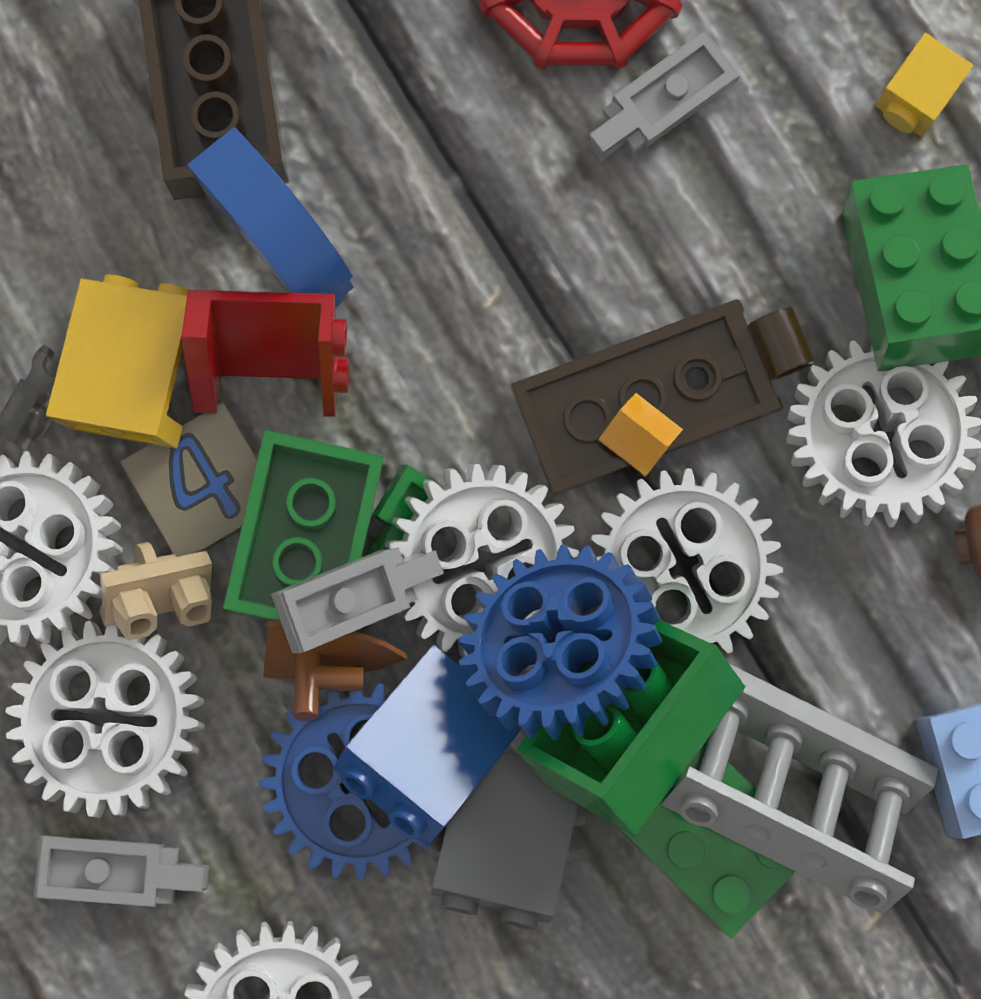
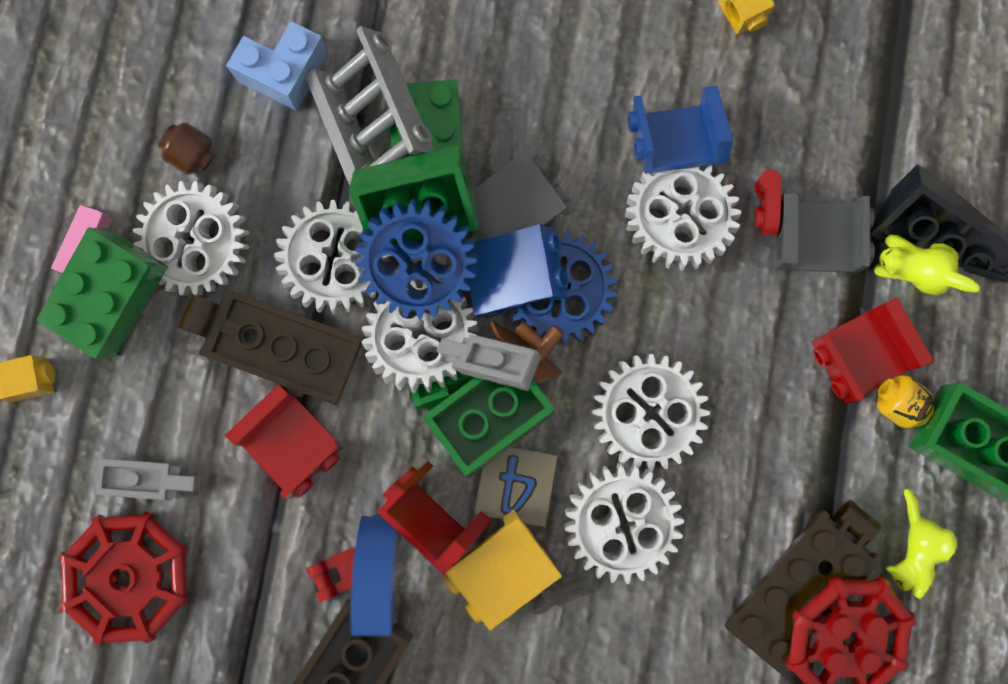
camera: 135 degrees left, 0 degrees up
(113, 871) = (701, 340): light grey hinge -> none
(156, 586) = (576, 452): tan hips -> none
(328, 210) = (344, 563): none -> red plate
(530, 291) = (286, 441): none -> red panel
(640, 434) = (298, 328): light orange slope -> none

